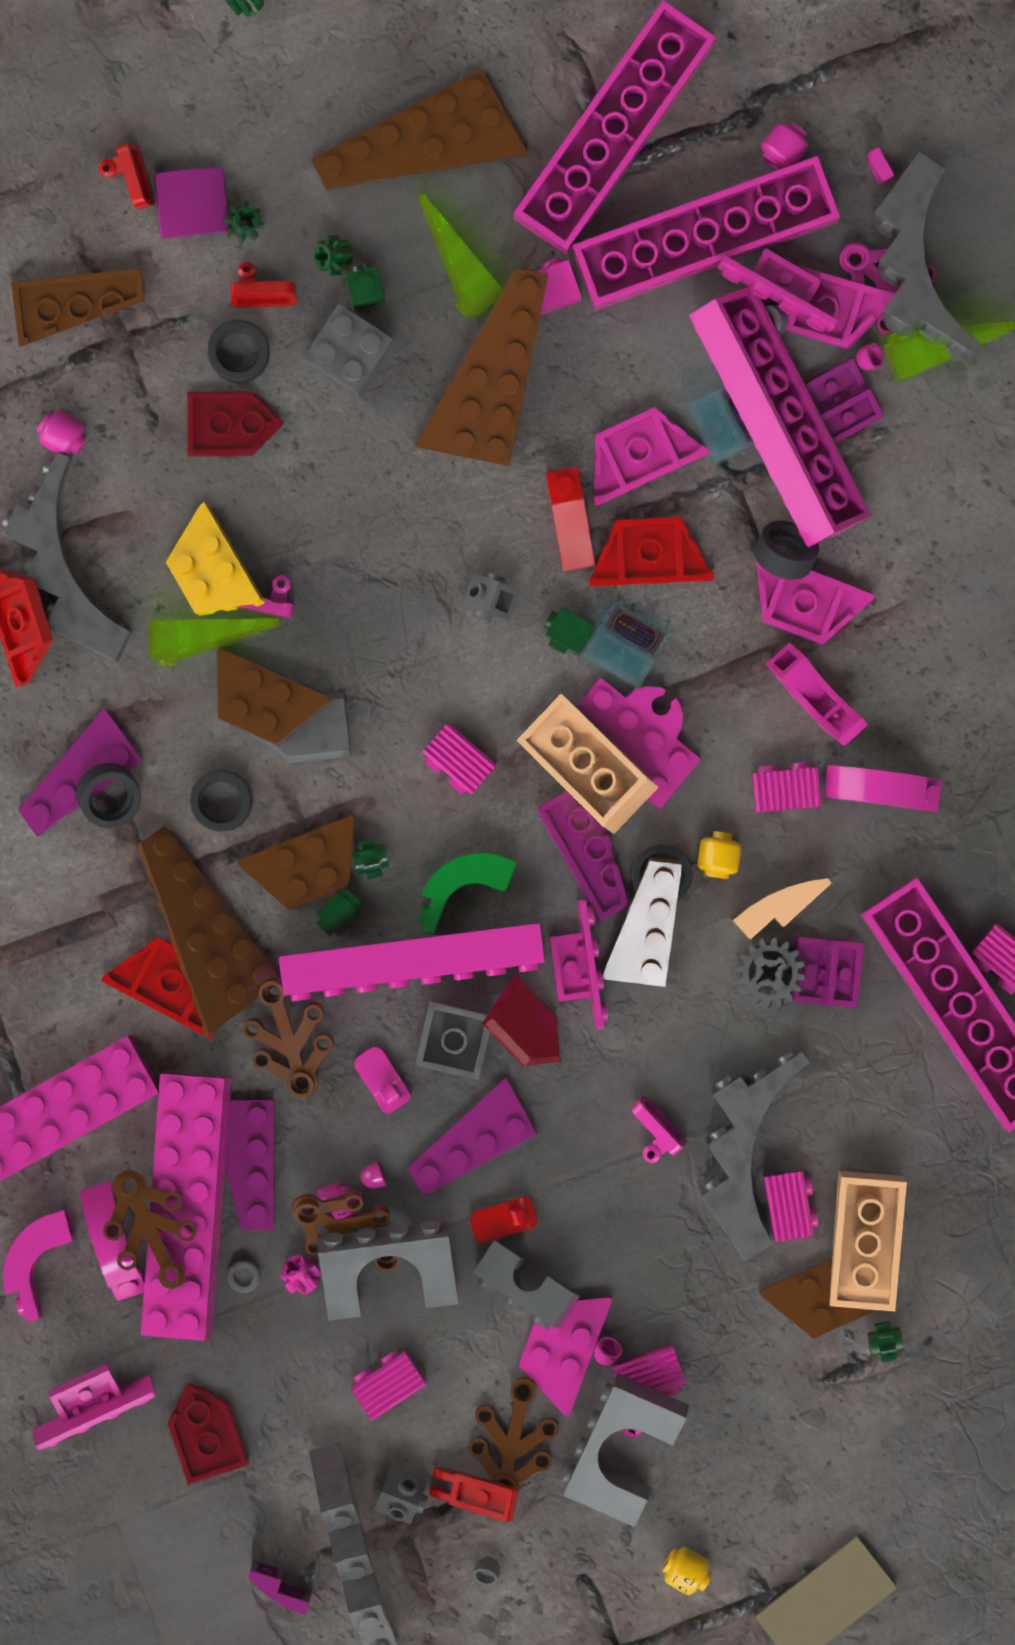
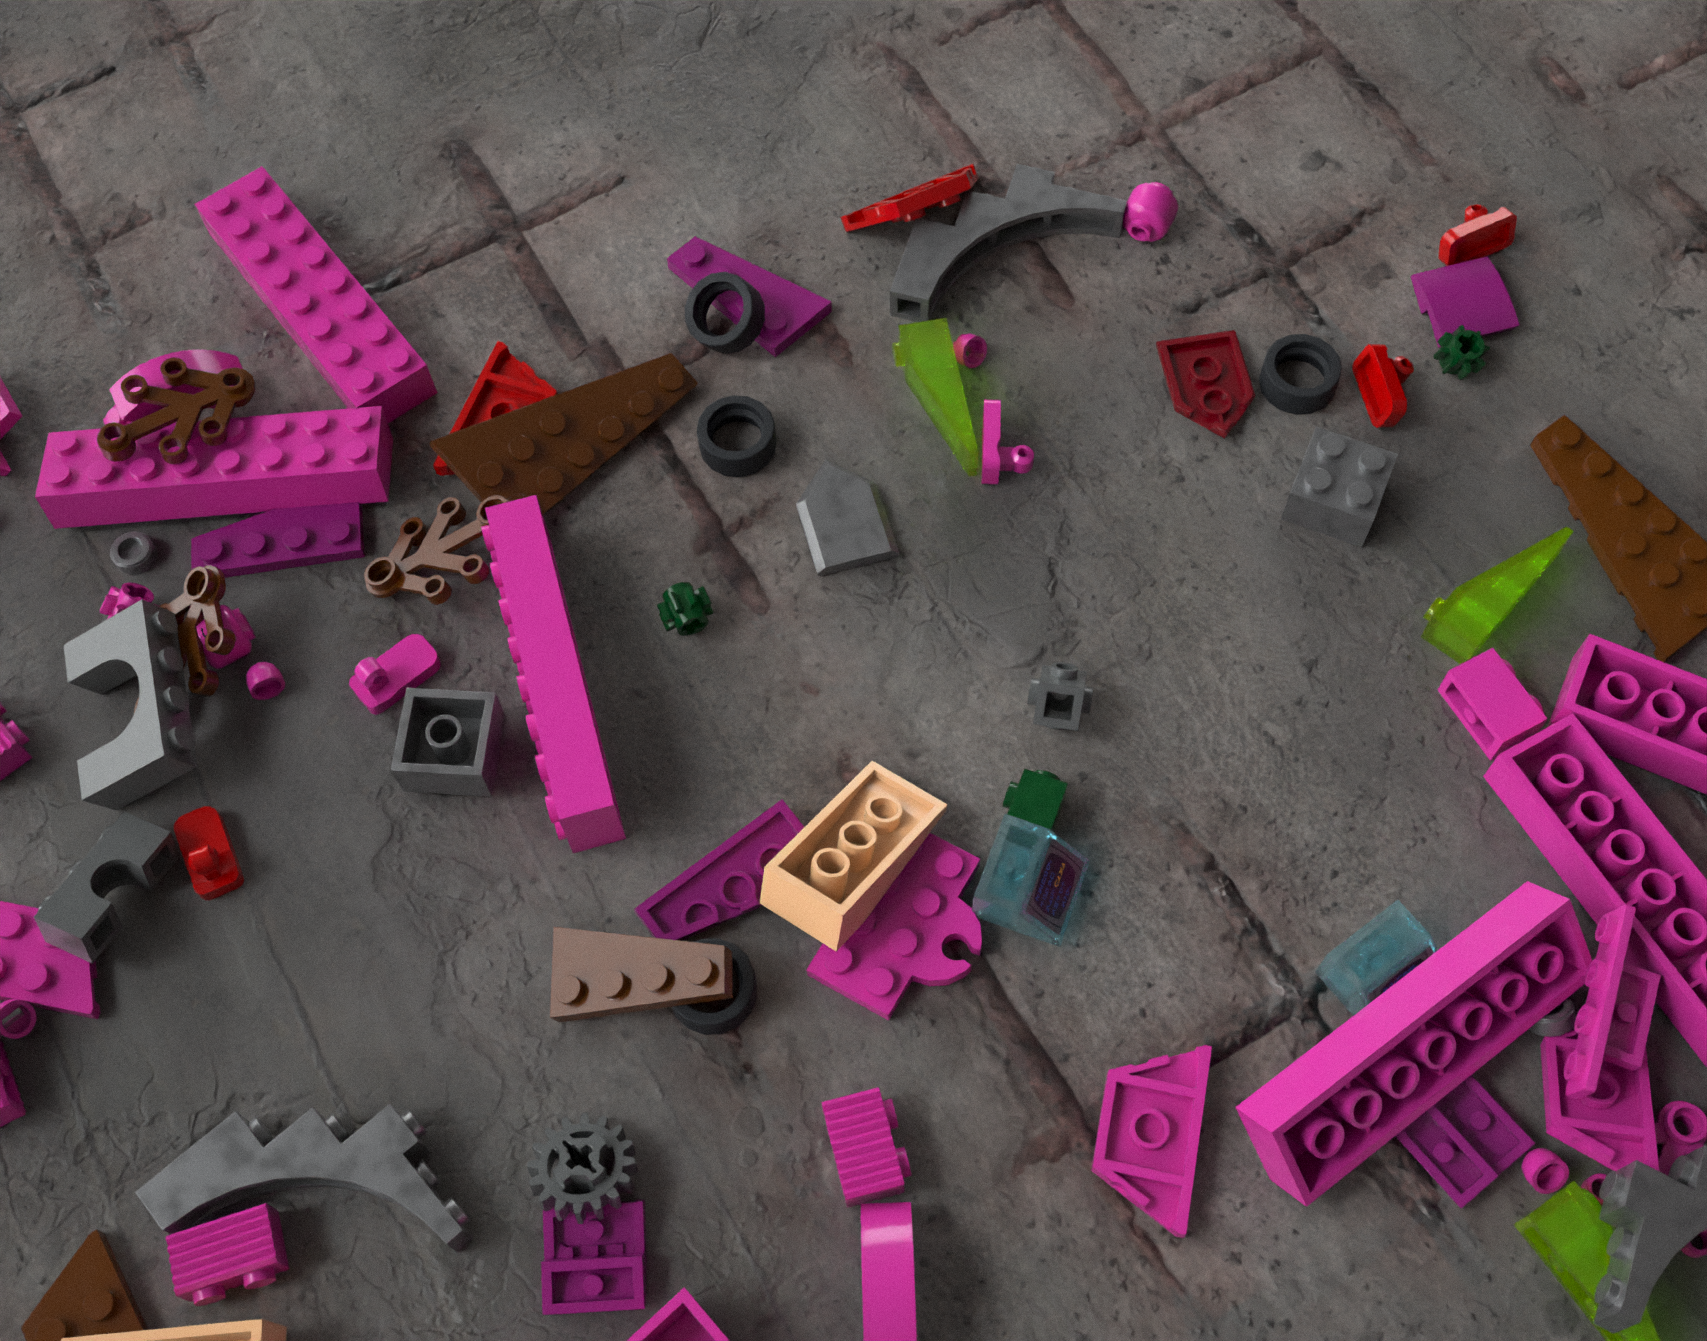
camera: 85 degrees right, 25 degrees down
(44, 1233) = (144, 313): dark pink arch -> none
(67, 301) = (1308, 202): reddish brown wing -> none
(170, 606) = (974, 345): none -> dark pink hinge
(210, 567) = (1026, 377): yellow wing -> none
(262, 699) = (871, 460): reddish brown wing -> none
(305, 865) = (668, 542): reddish brown wing -> none
(333, 255) = (1454, 452): dark green gear -> none
(339, 913) = (610, 586): dark green brick -> none
(365, 287) = (1425, 492): dark green brick -> none
(458, 759) = (833, 695): dark pink brick -> none
(468, 869) = (670, 706): green arch -> none
(479, 1136) = (322, 802): magenta wing -> none
(487, 393) = (1334, 652): reddish brown wing -> none
(524, 1025) = (475, 828): dark red tile -> none
(570, 519) = (1194, 783): slope -> none
(575, 966) = (564, 888): dark pink bracket -> none
(640, 453) = (1305, 862): dark pink wing -> none
(650, 554) = (1167, 899): red wing -> none
(666, 1134) = (342, 1040): dark pink piece -> none
(719, 855) = (749, 1062): yellow head -> none
(780, 905) = (684, 1164): light nougat slope -> none
(781, 563) = (1201, 1080): black tyre -> none
(815, 695) = (1014, 1164): dark pink arch -> none

